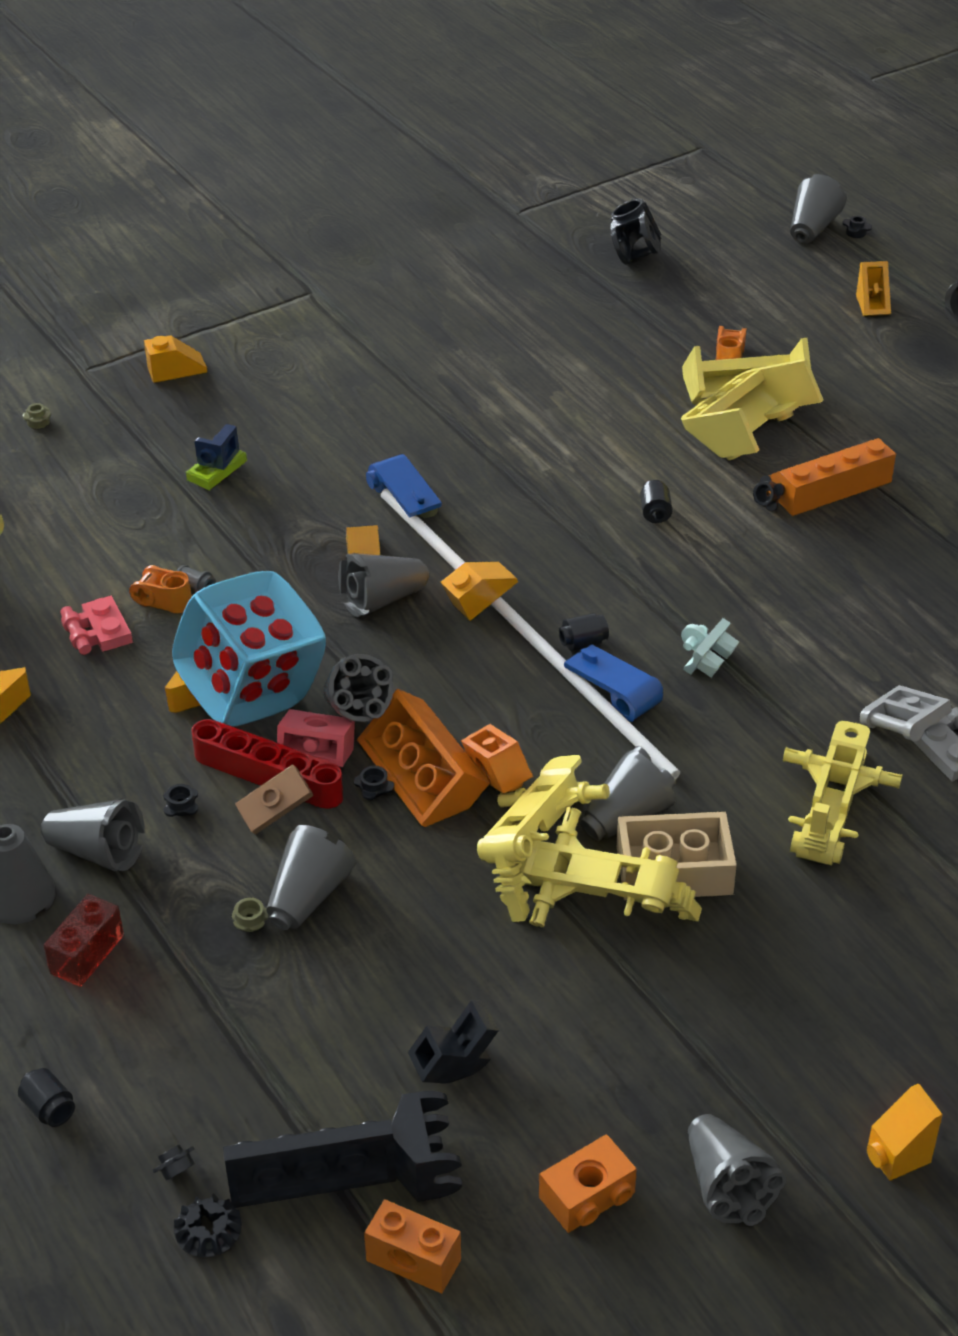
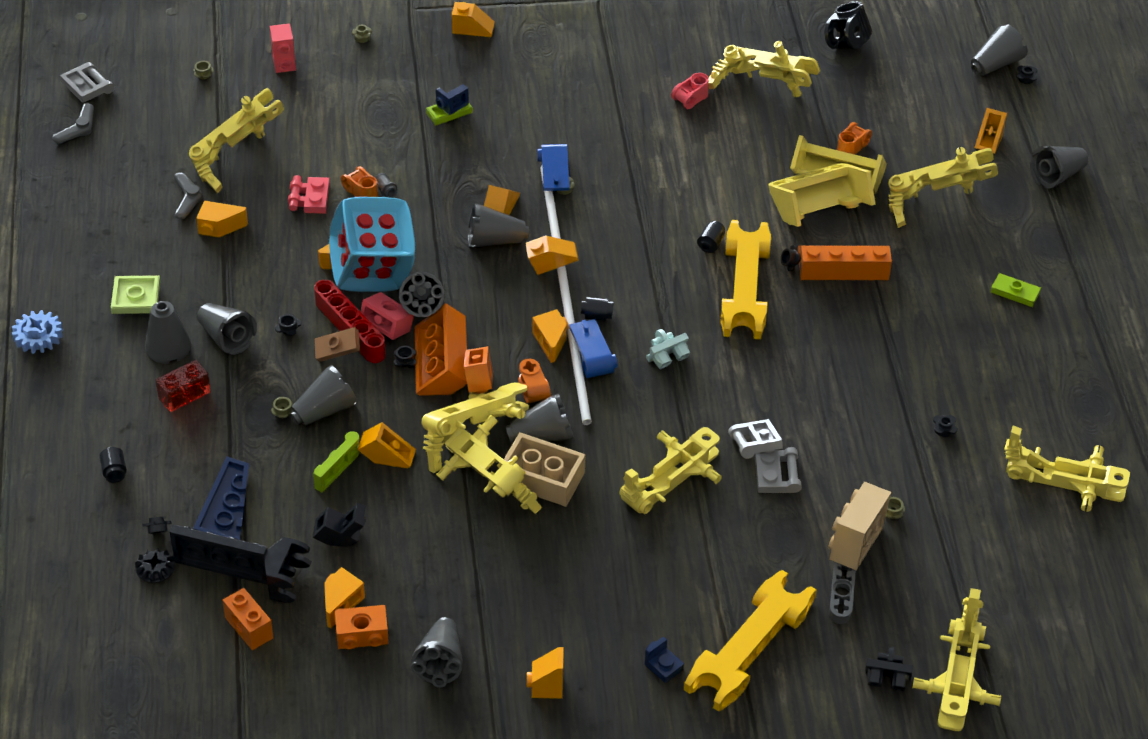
camera: 25 degrees right, 5 degrees up
(256, 1084) = (225, 503): none -> dark blue wing
(382, 958) = (337, 462): none -> lime plate
(437, 911) = (386, 447): none -> light orange slope
(503, 351) = (691, 90): none -> coral piece
(522, 1148) = (342, 592): none -> light orange slope
(546, 682) = (550, 332): none -> light orange slope
(575, 743) = (533, 377): none -> orange piece
(599, 290) = (771, 65): none -> light yellow piece
(753, 562) = (743, 308): none -> yellow piece
(870, 347) = (962, 171): none -> light yellow piece

